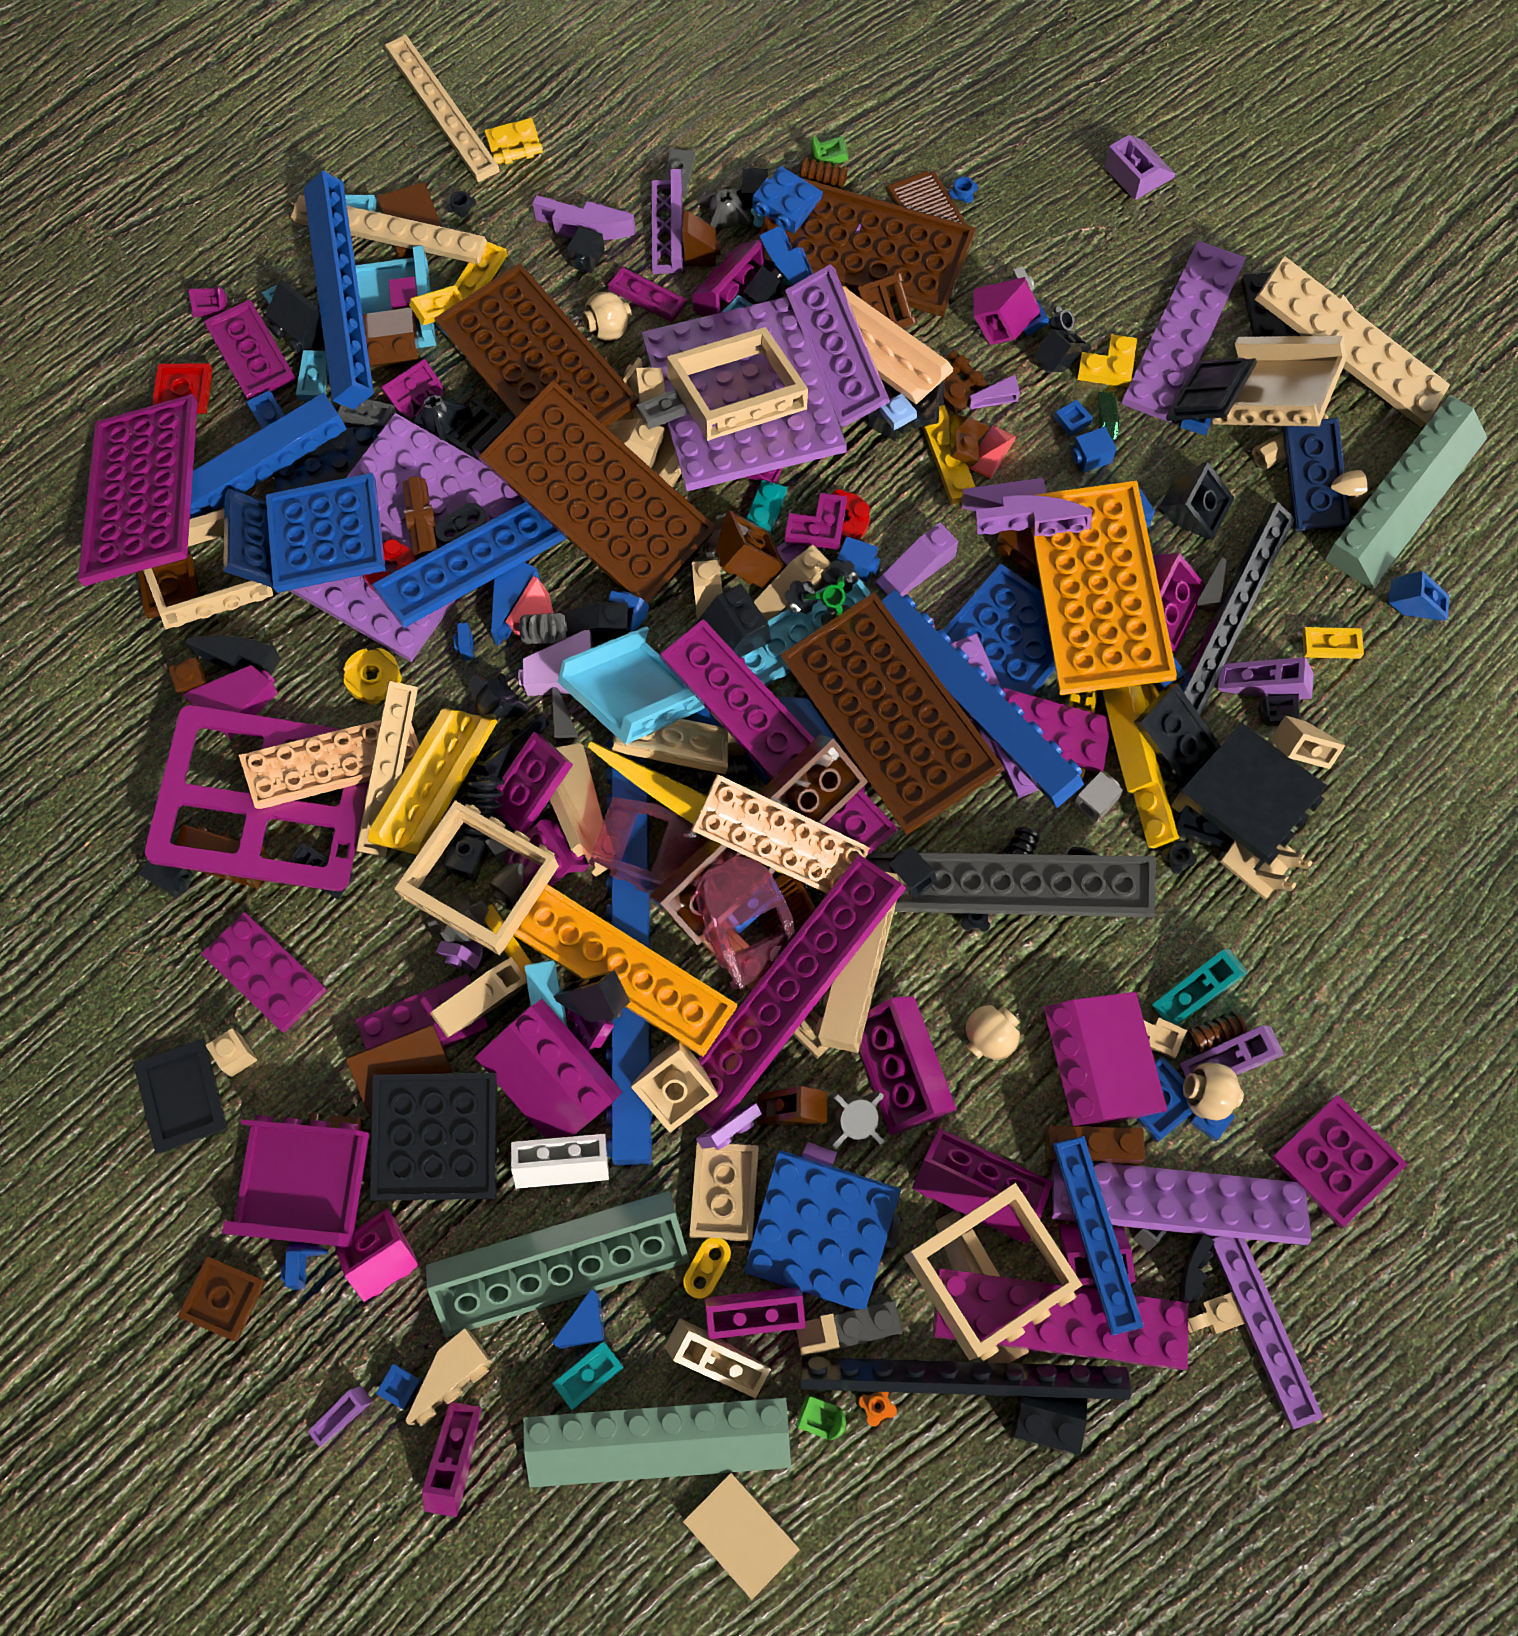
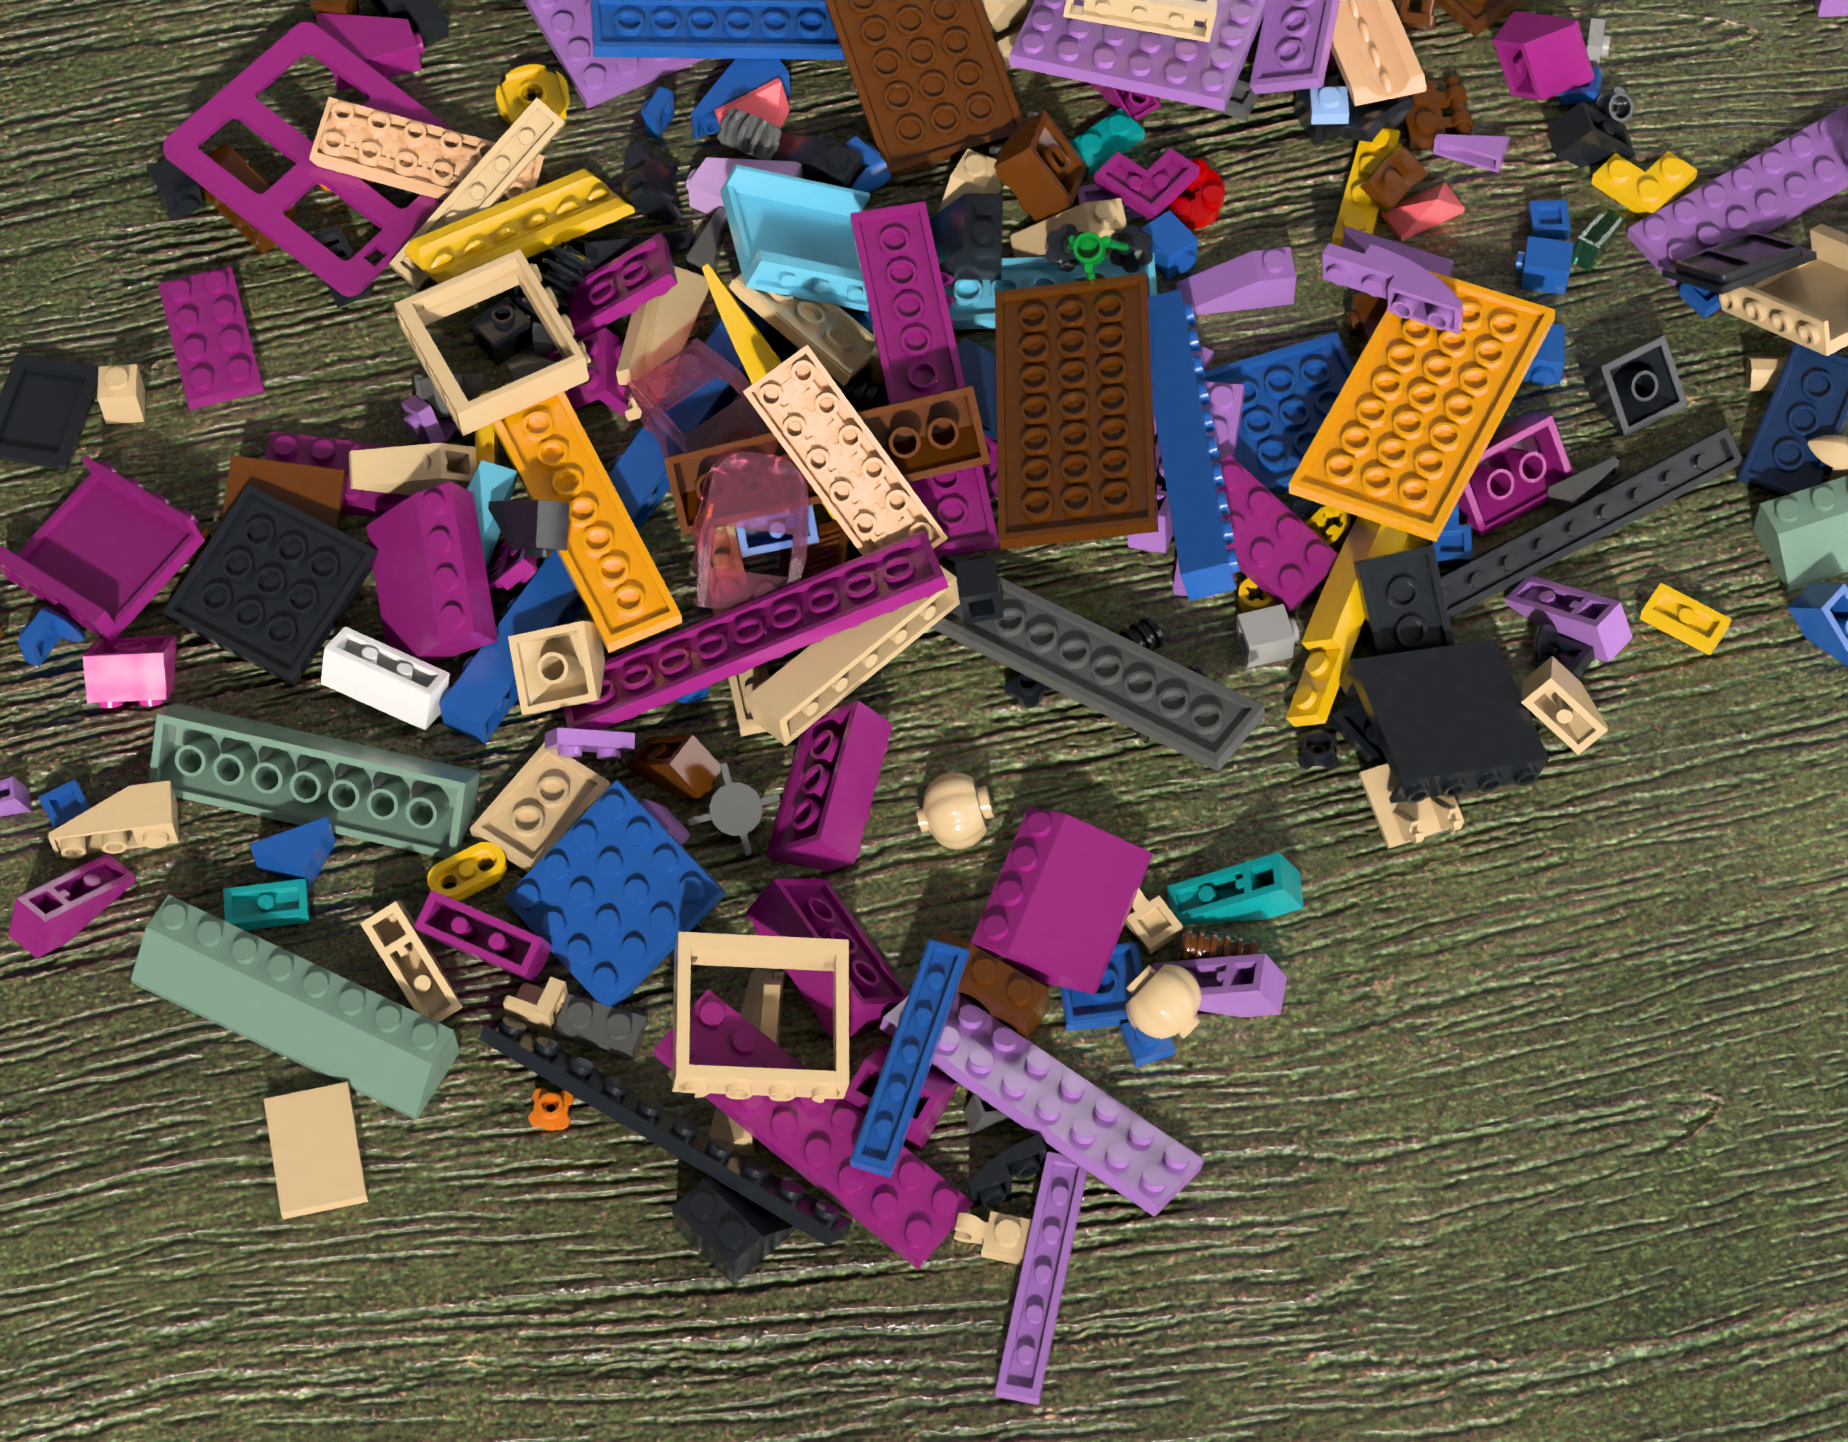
camera: 30 degrees right, 10 degrees down
(821, 1418) = (481, 1084): bright green plate -> none
(1339, 1161) = (1262, 1159): magenta plate -> none

